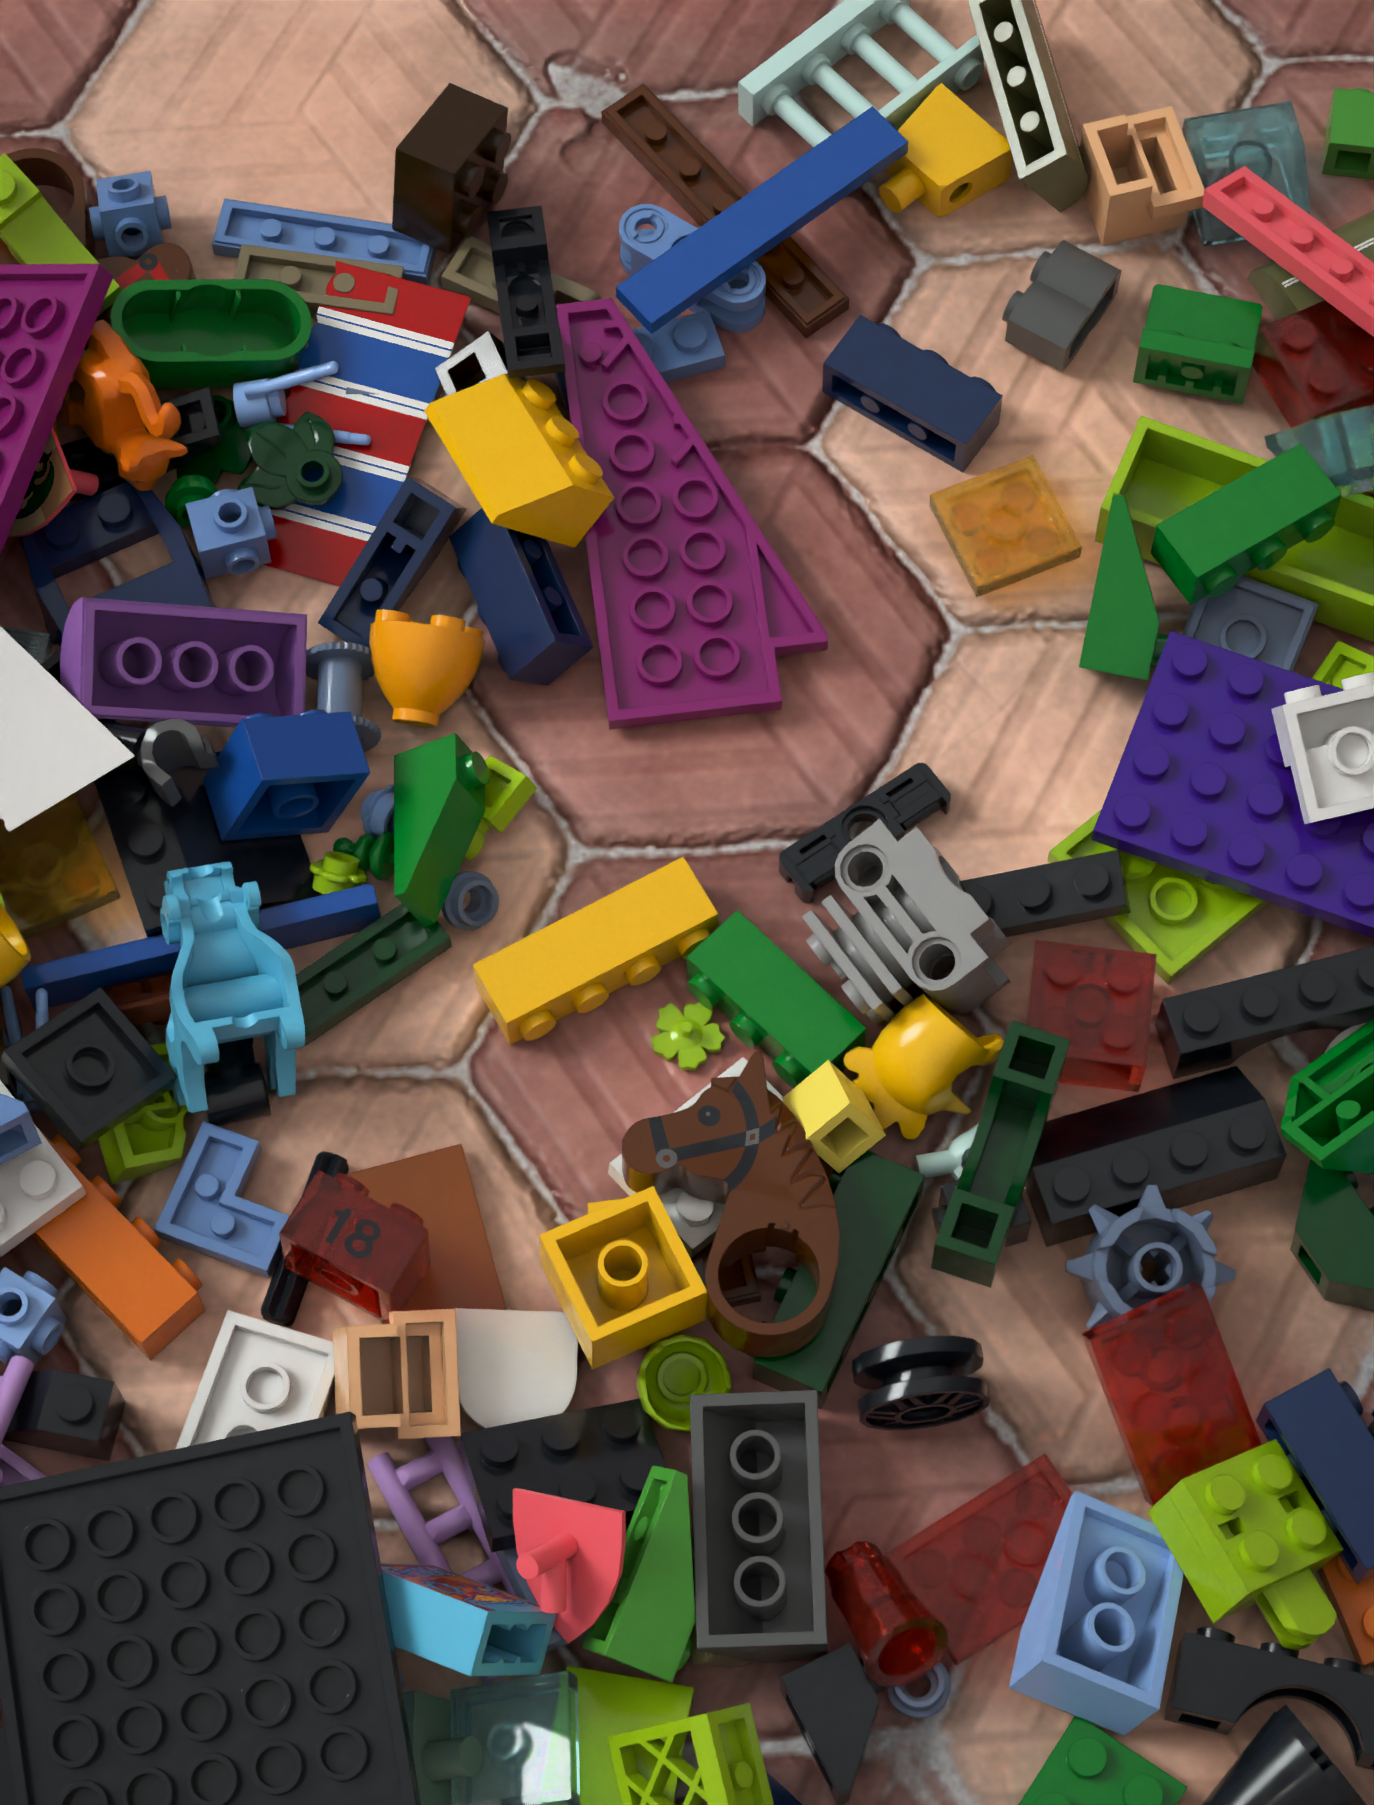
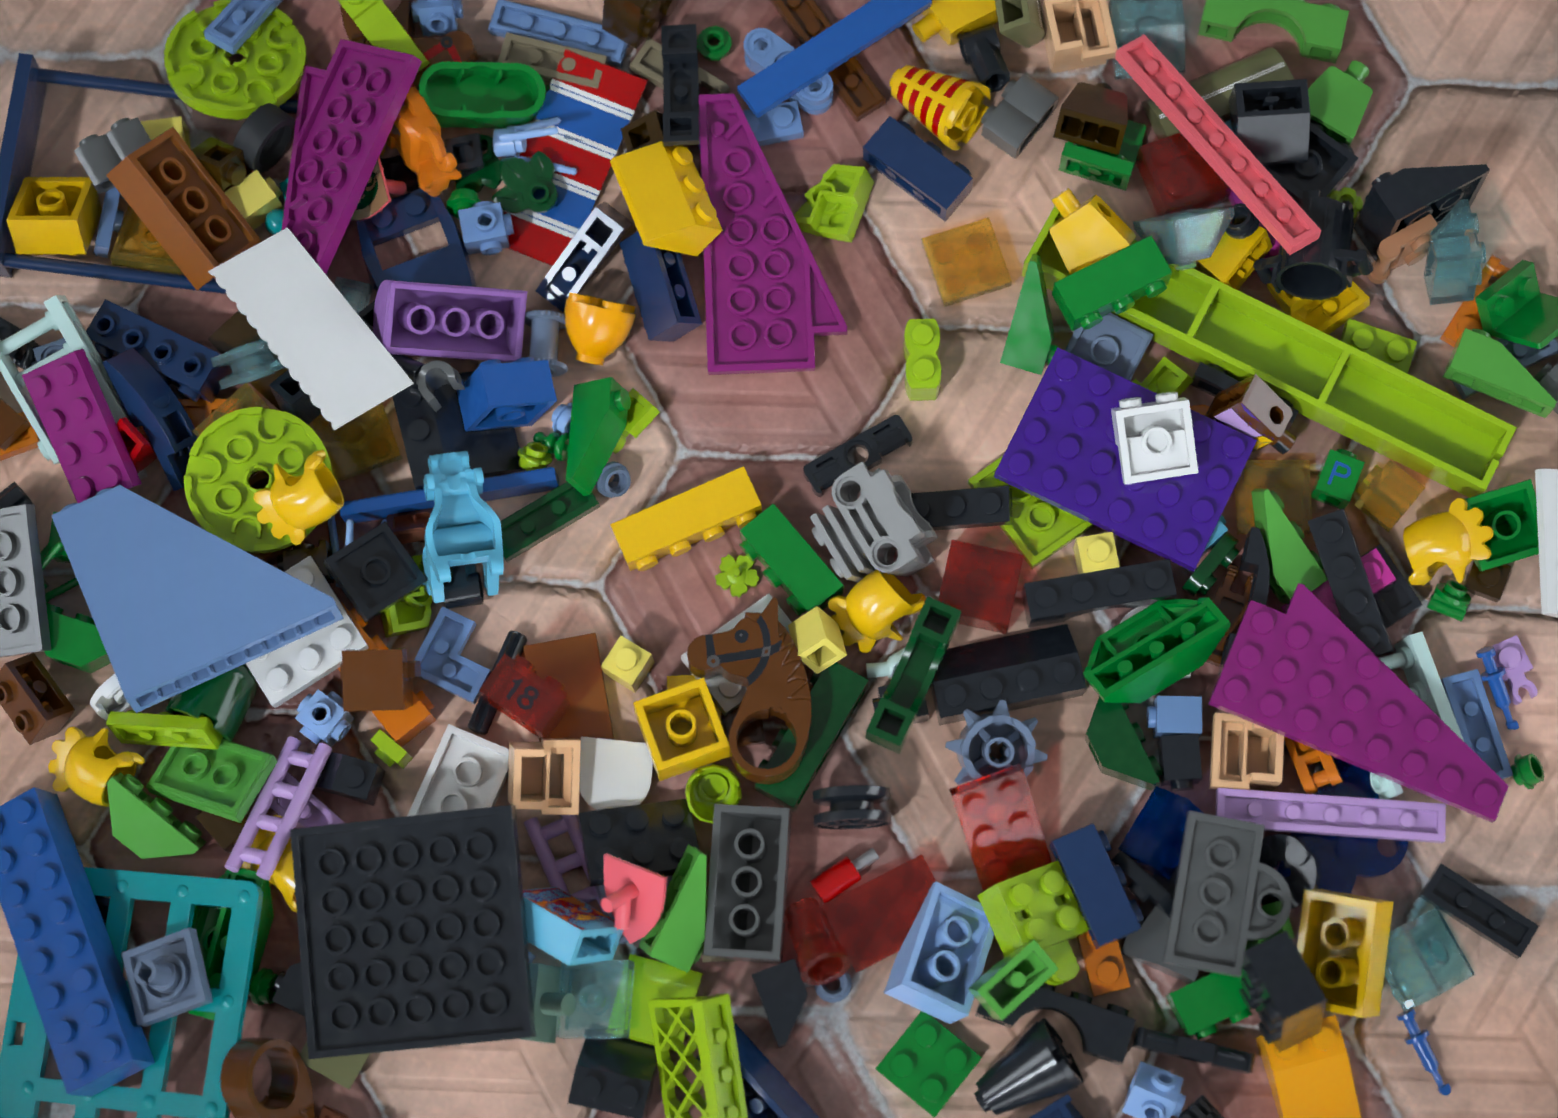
camera: 10 degrees right, 10 degrees up
(105, 1233) = (377, 679): none -> reddish brown plate
(132, 1362) = (389, 750): none -> lime plate
(520, 1187) = (627, 664): none -> light yellow brick
(571, 251) = (714, 52): none -> green plate
(789, 455) = (836, 203): none -> lime slope
(913, 1503) = (841, 876): none -> red piece
(939, 292) = (941, 102): none -> yellow cone
(953, 674) = (922, 359): none -> lime brick
(996, 219) = (983, 52): none -> black piece
(1182, 291) = (1093, 117): none -> dark brown torso
(1194, 448) = (1087, 231): none -> yellow torso
(1230, 1637) = (1013, 979): none -> bright green slope
(1270, 943) = (1095, 553): none -> light yellow brick

